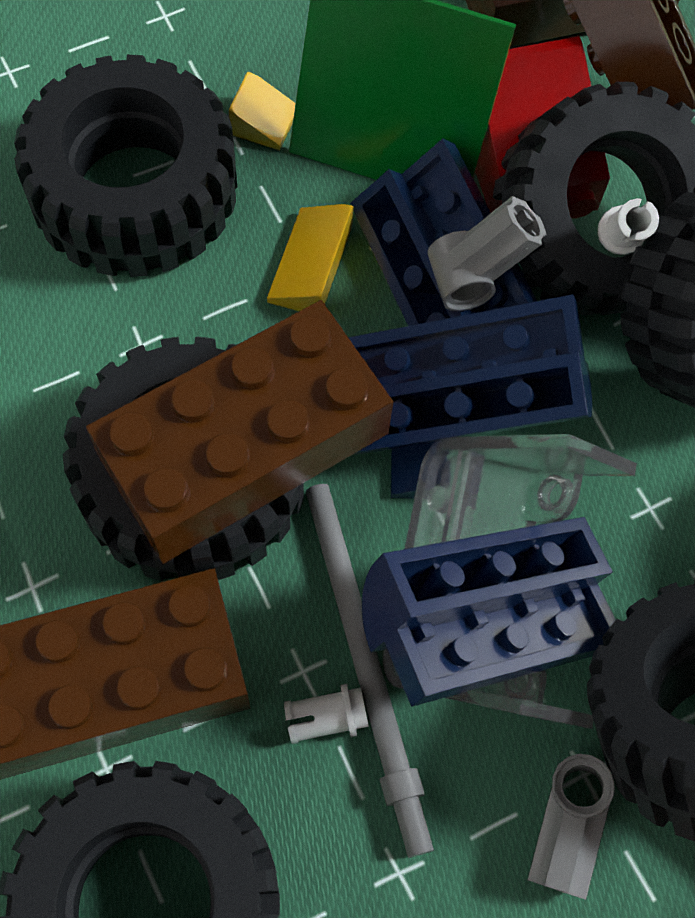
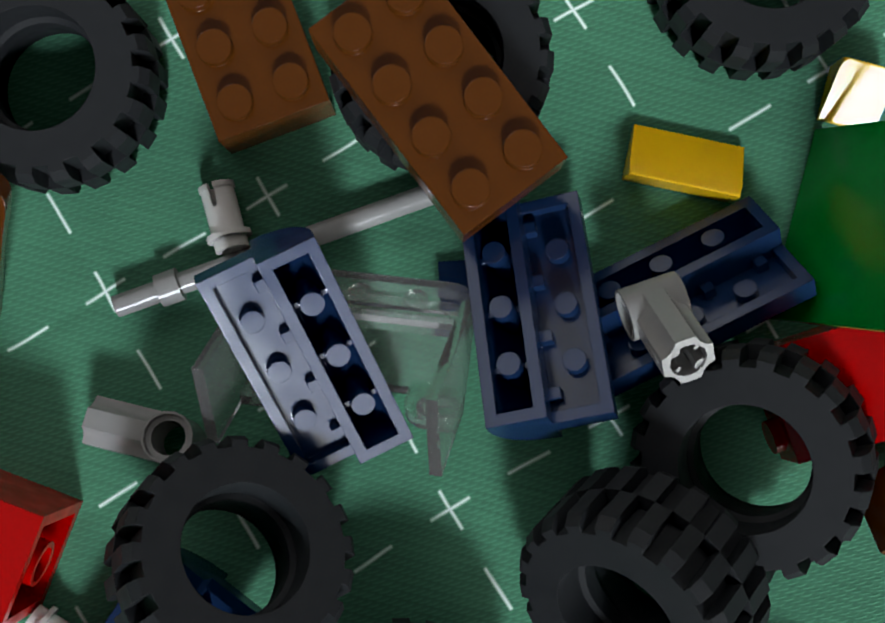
camera: 90 degrees right, 20 degrees up
(614, 228) = (709, 458): white pin -> none

